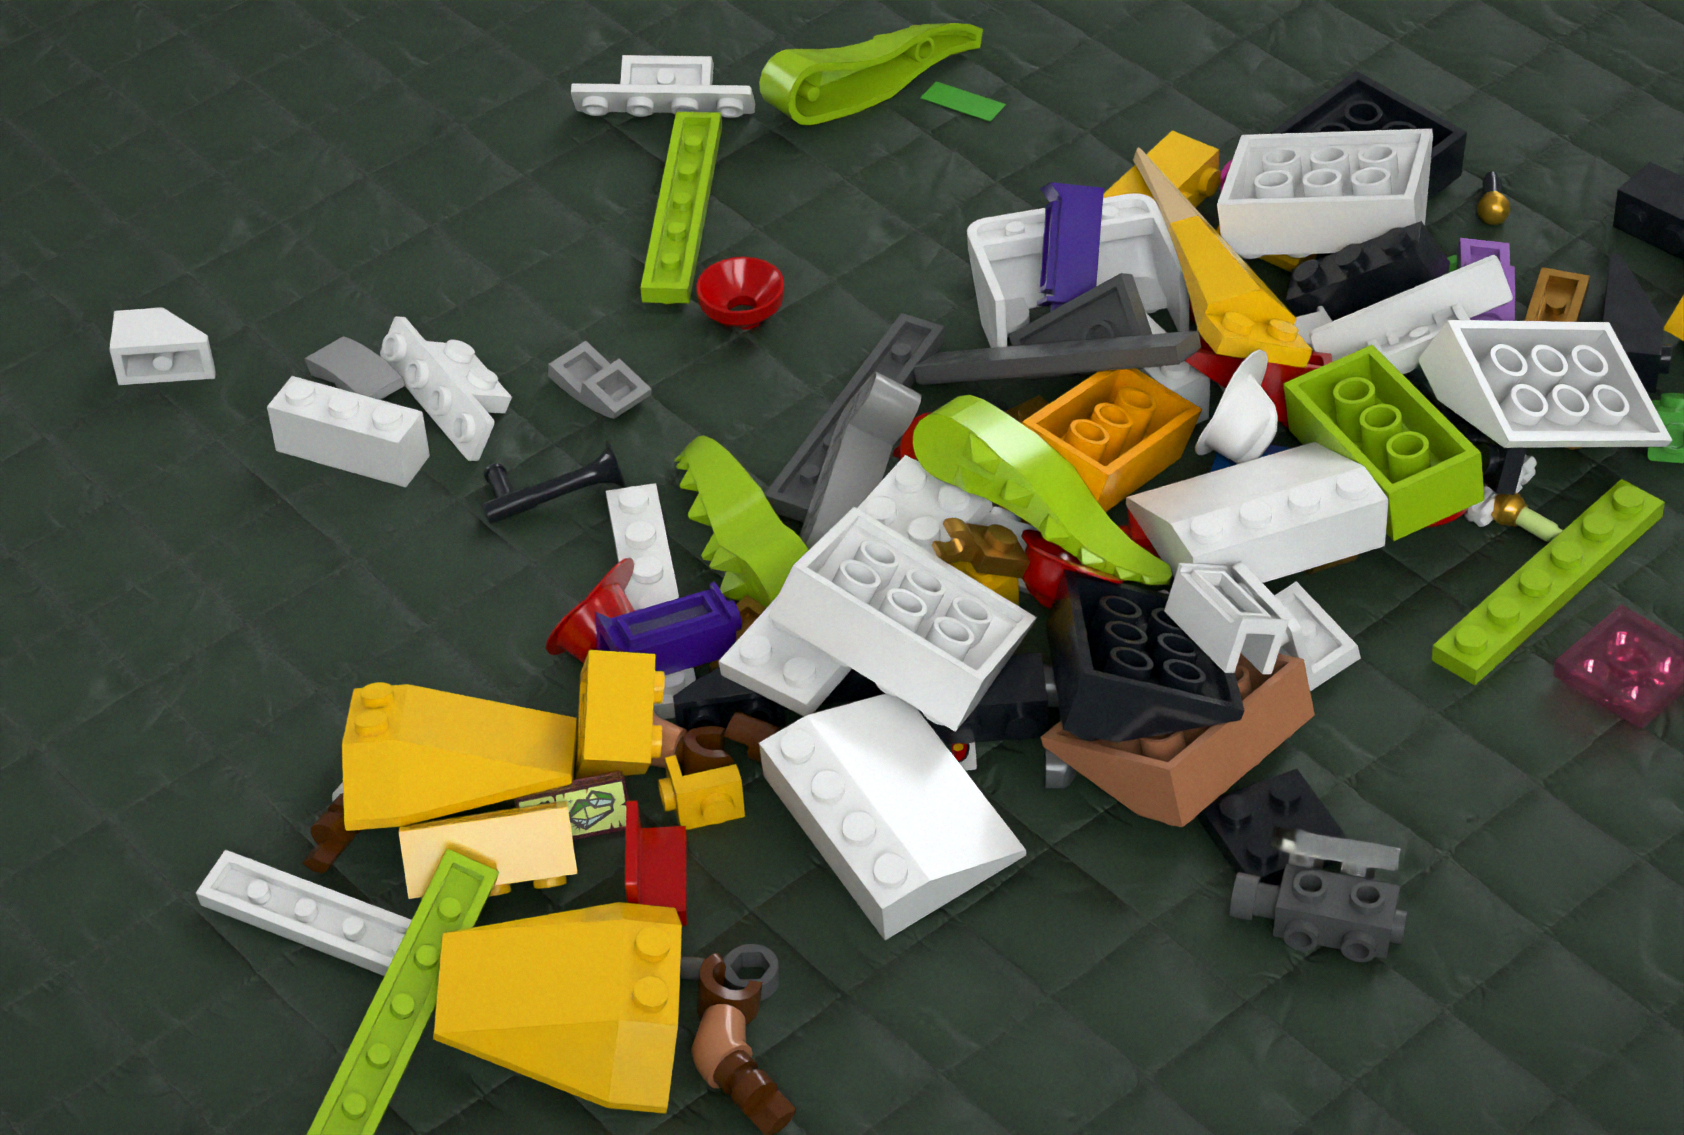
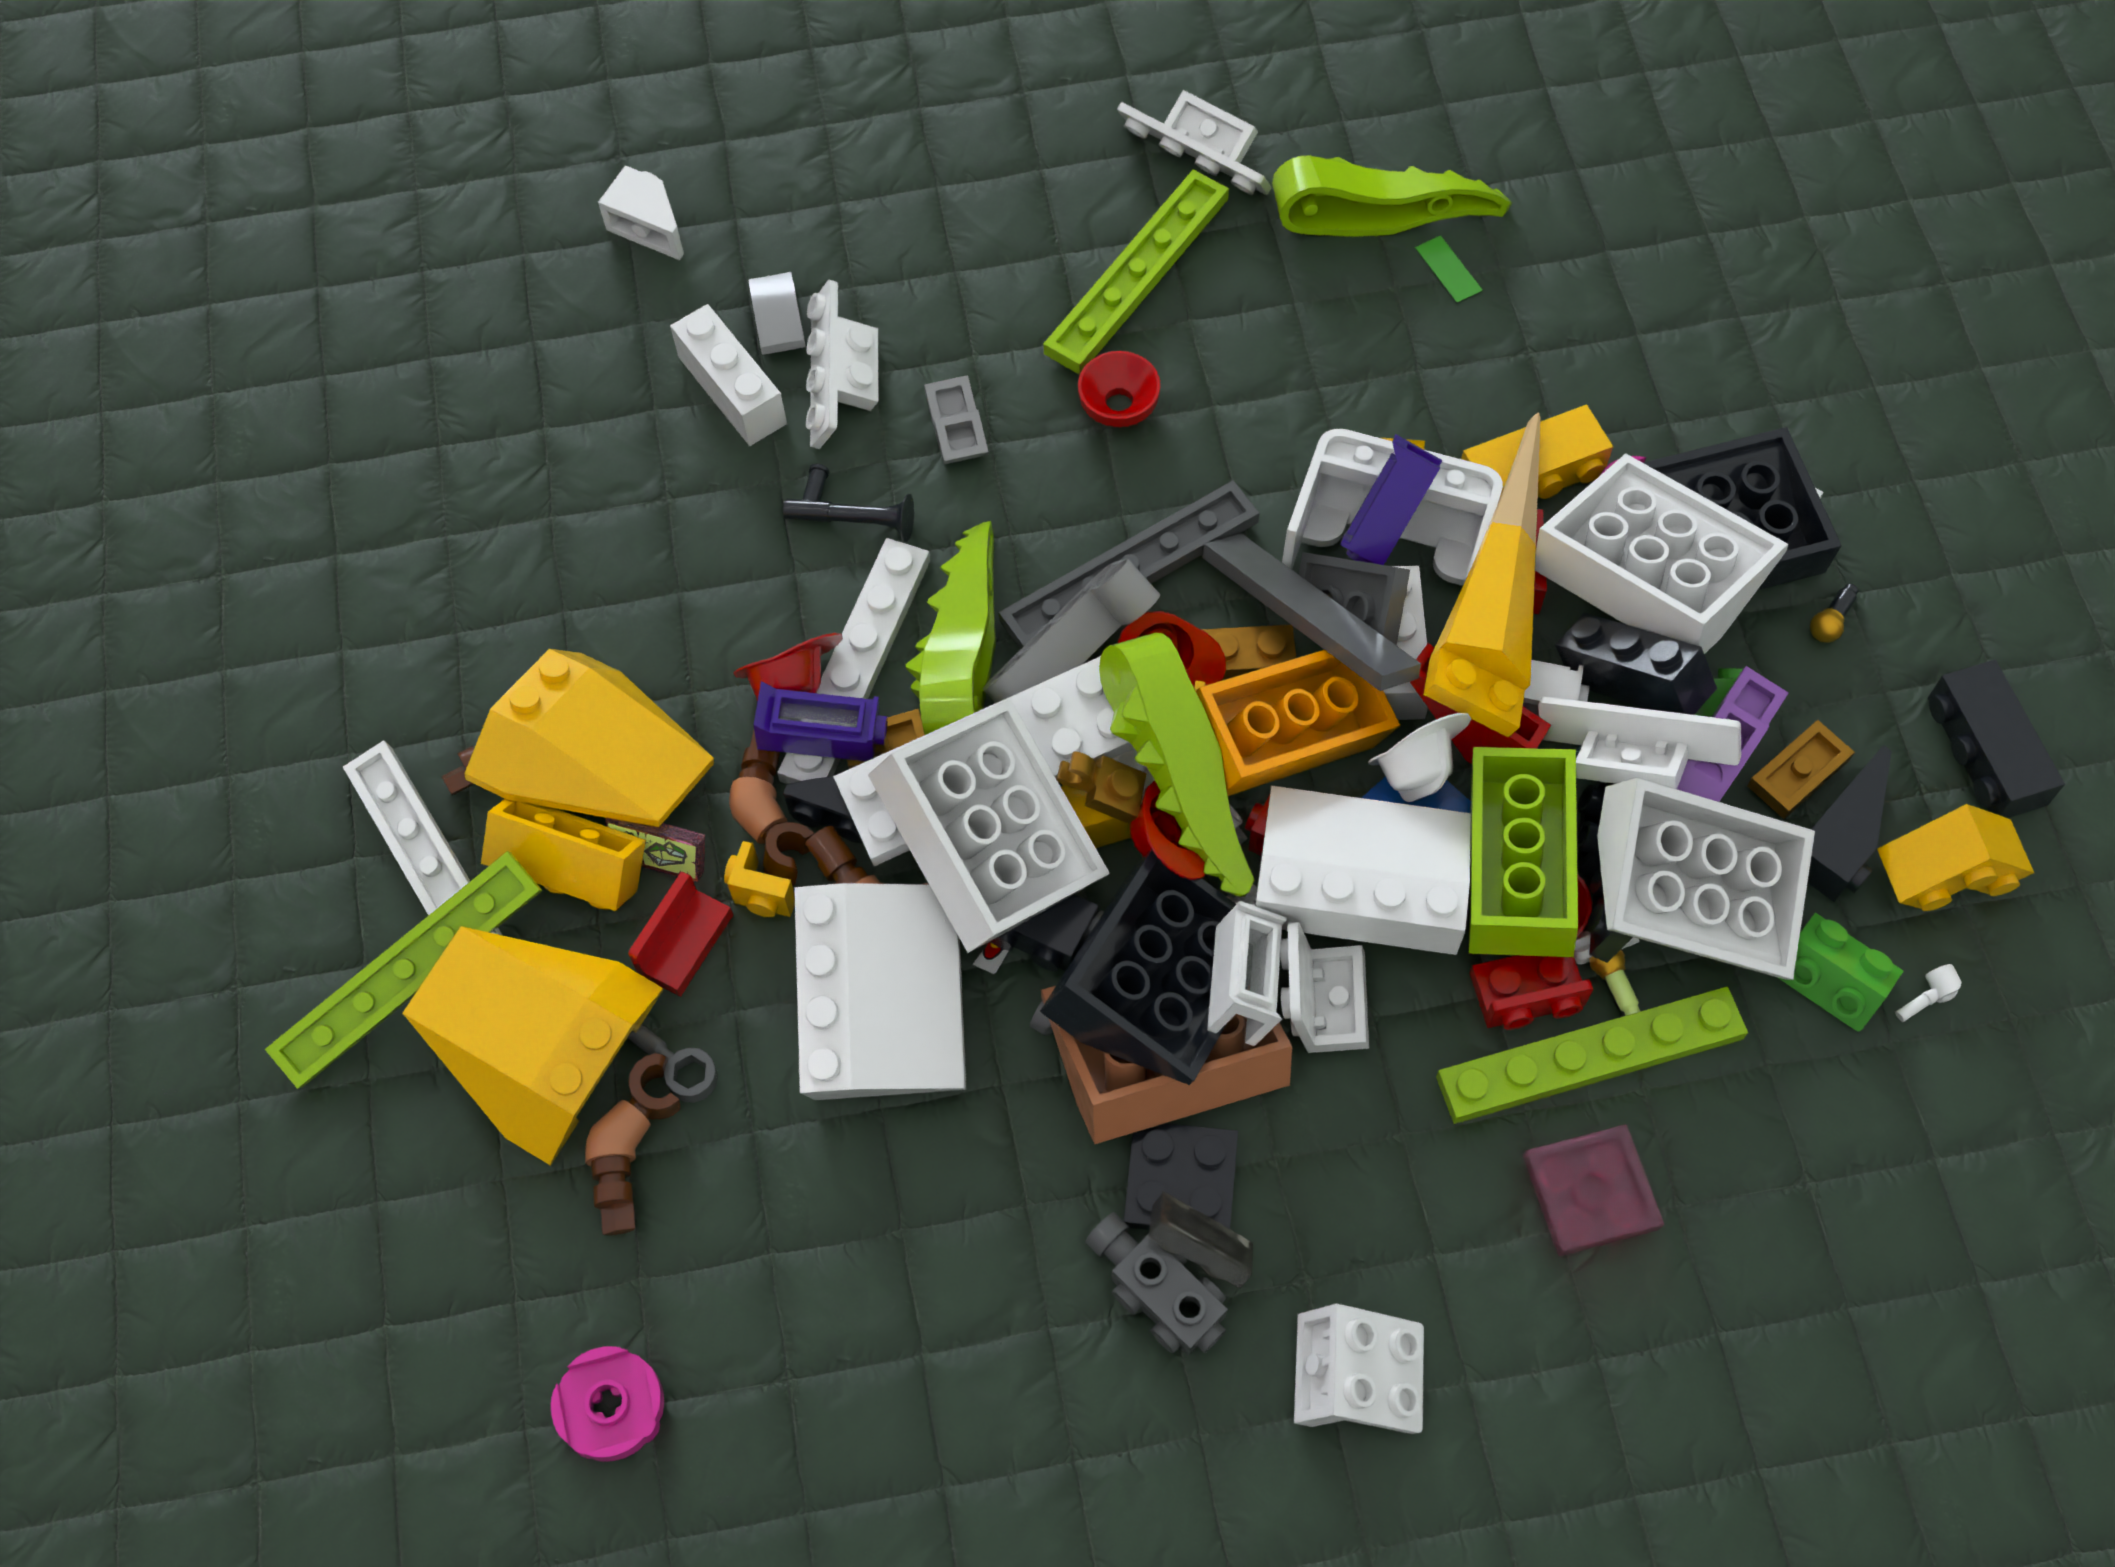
camera: 30 degrees right, 20 degrees up
(618, 713) = (718, 787): yellow slope -> none
(1460, 556) = (1529, 987): none -> red bracket
(1536, 876) = (1359, 1369): none -> white bracket

